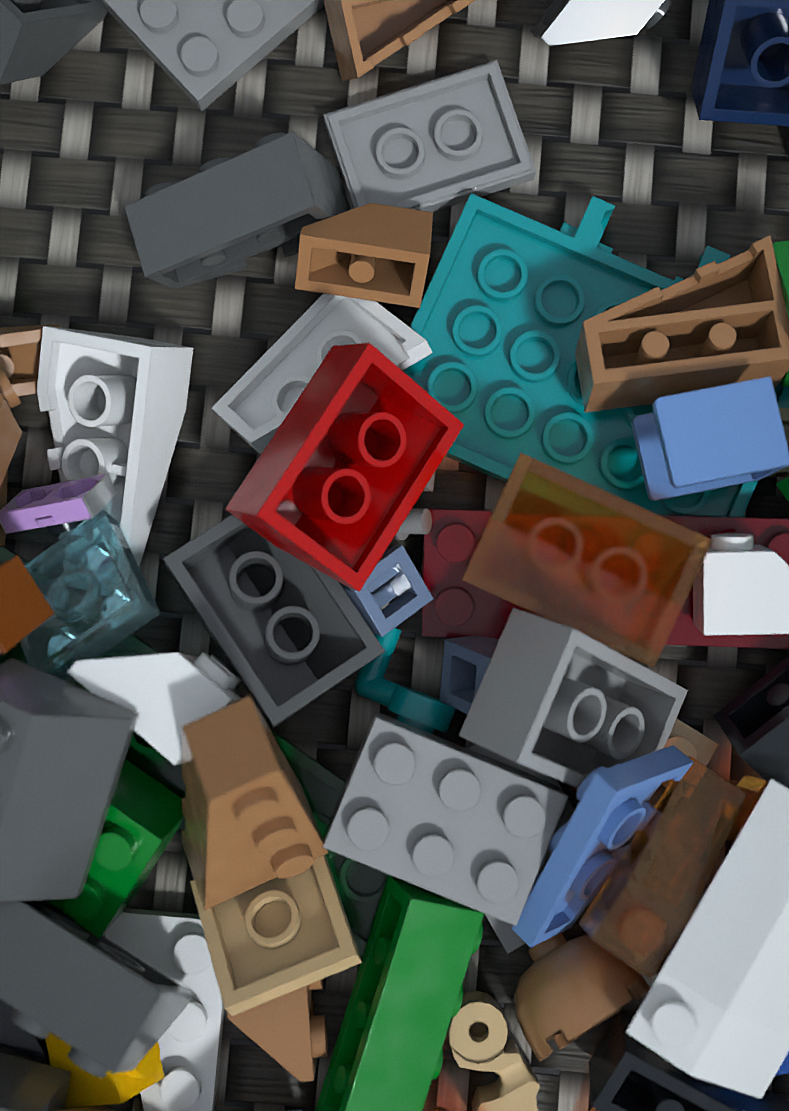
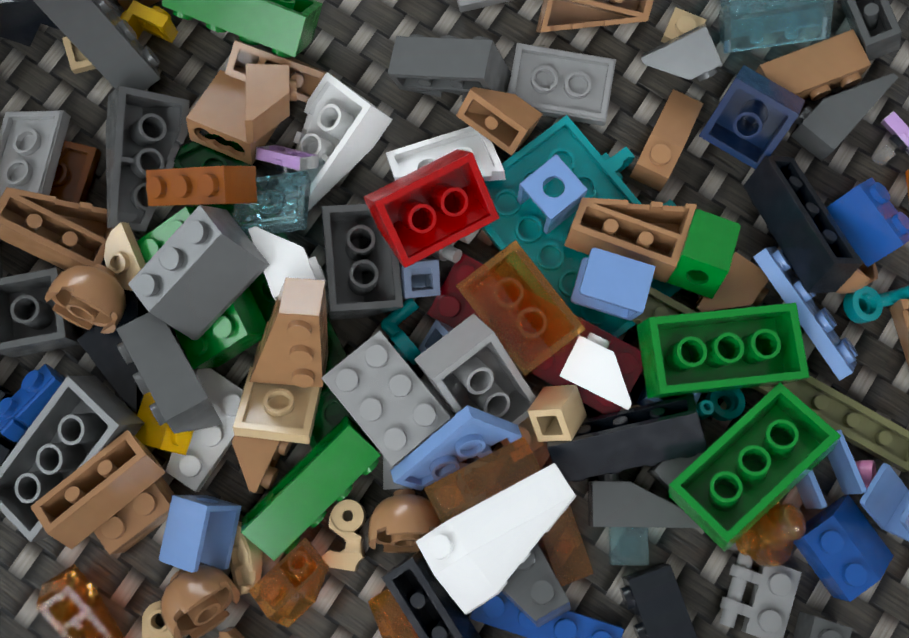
camera: 30 degrees right, 5 degrees down
(542, 364) = (555, 208): none -> medium blue piece
(649, 153) = (666, 140): none -> medium nougat slope
(723, 691) = (557, 413): none -> tan brick

